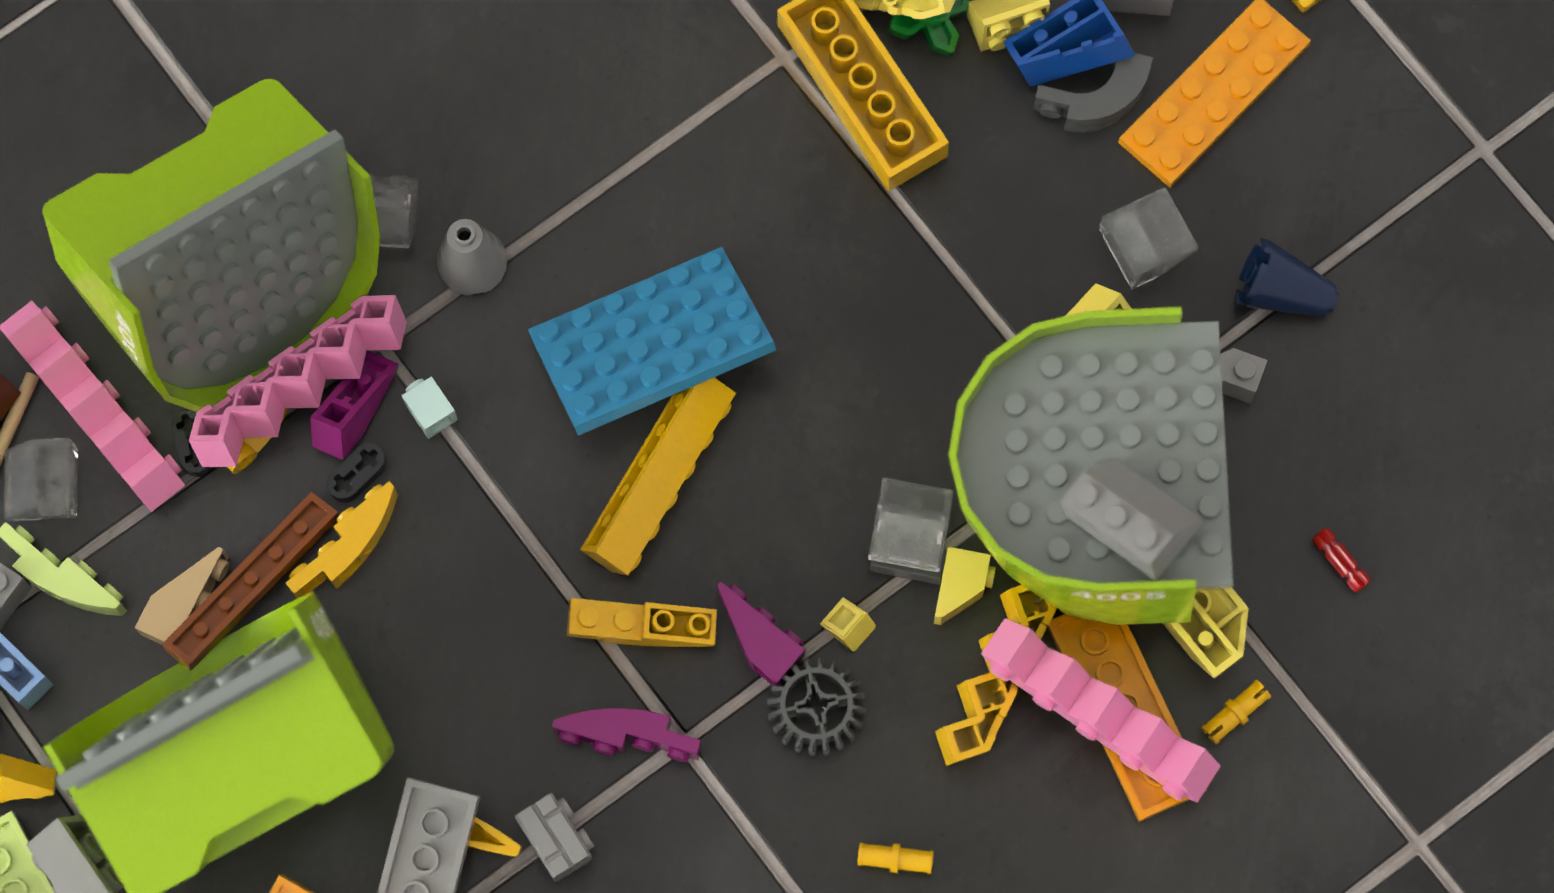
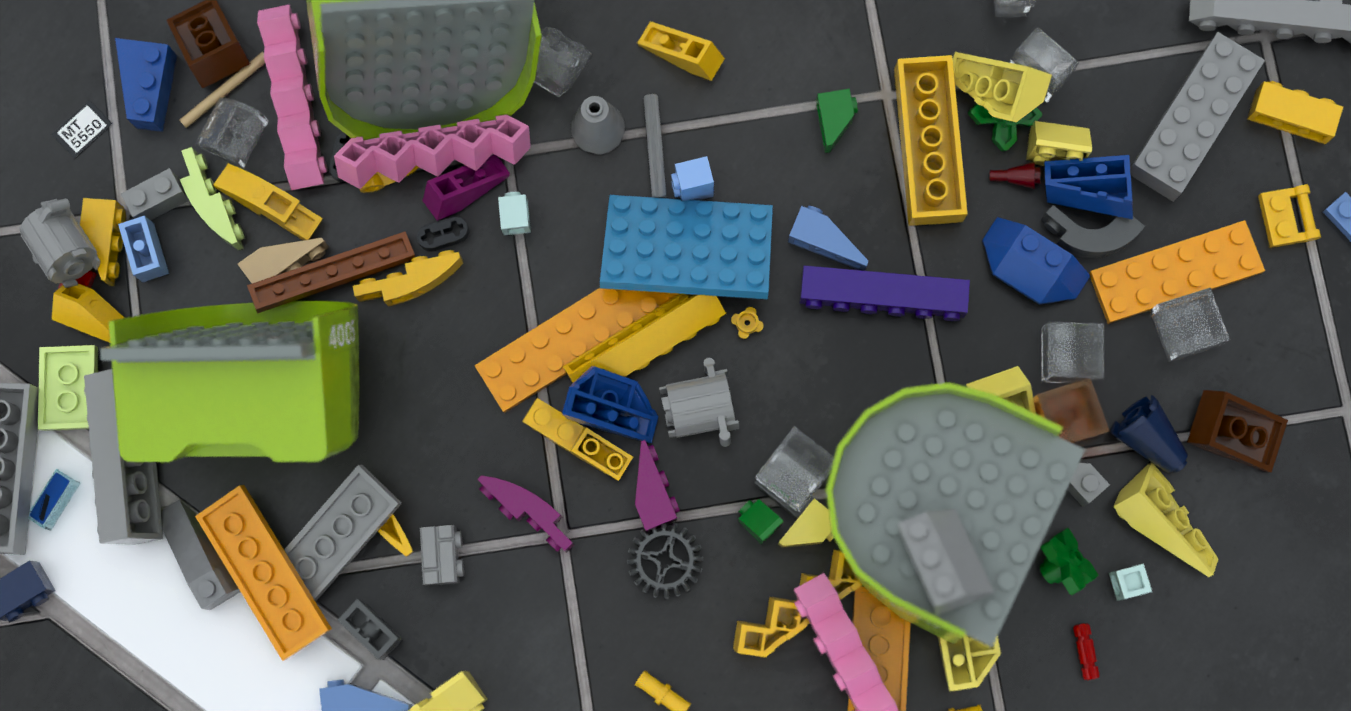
camera: 30 degrees right, 5 degrees up
(129, 537) = (268, 200): none -> yellow slope
(523, 123) = (682, 49): none -> yellow slope
(547, 548) = (540, 354): none -> light orange plate
(550, 248) = (655, 148): none -> light grey axle
(617, 262) = (693, 180): none -> light blue brick
(662, 563) = (611, 405): none -> blue wedge
(738, 109) = (835, 115): none -> green slope
(761, 383) = (750, 315): none -> yellow plate
(763, 510) = (700, 405): none -> light grey container
(797, 252) = (820, 235): none -> medium blue slope
(848, 624) = (718, 514): light yellow slope -> none
(900, 604) = (759, 520): none -> green slope
(901, 279) = (884, 292): none -> dark purple brick
(986, 70) = (1023, 175): none -> dark red cone
(1050, 161) = (1032, 263): none -> blue wedge
(1187, 288) = (1074, 409): none -> clear orange brick
(1260, 141) = (1189, 324): none -> clear brick
(1266, 472) = (1066, 563): none -> green plant
(1333, 368) = (1153, 512): none -> light yellow wedge
(1347, 456) = (1130, 582): none -> light aqua brick
(1374, 230) = (1237, 430): none -> reddish brown slope

